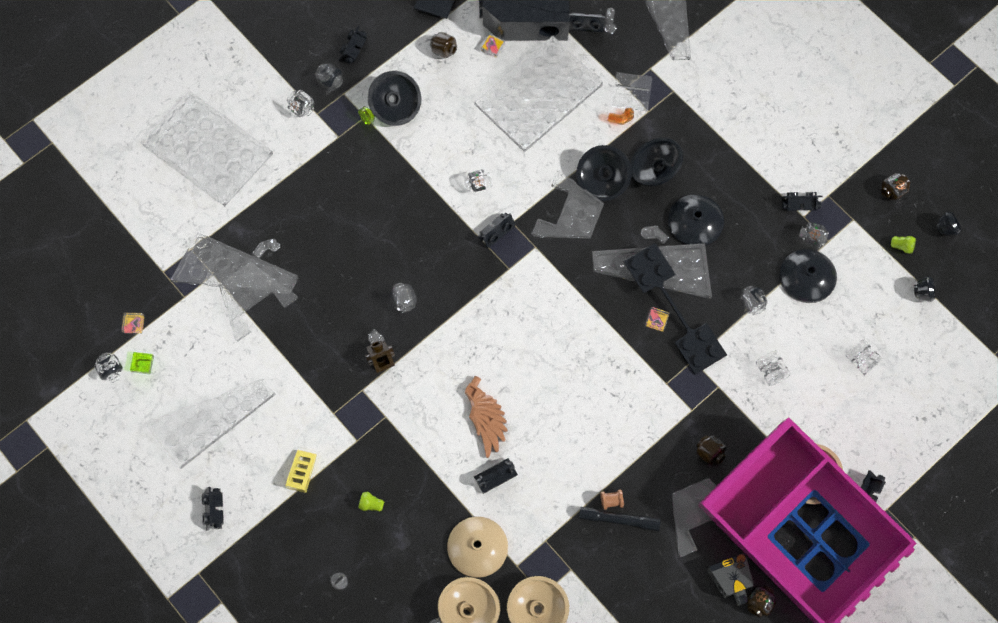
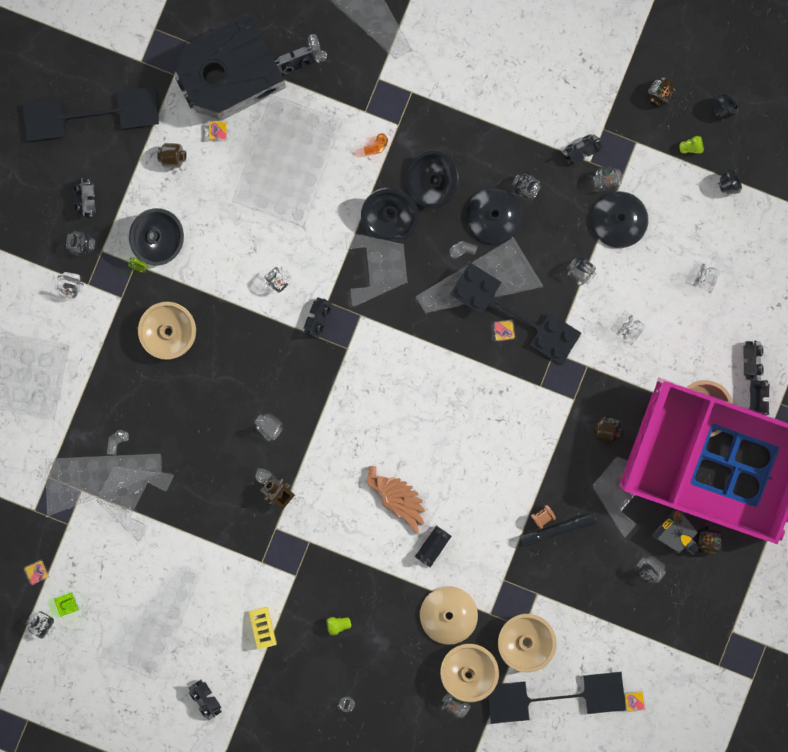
camera: 30 degrees left, 15 degrees up
(358, 166) = (162, 317): none -> tan dish
(632, 91) = (373, 114): clear slope -> none
(691, 599) = (651, 569): none -> clear head
(737, 207) = (526, 186): none -> head
(882, 449) = (754, 353): none -> black hinge

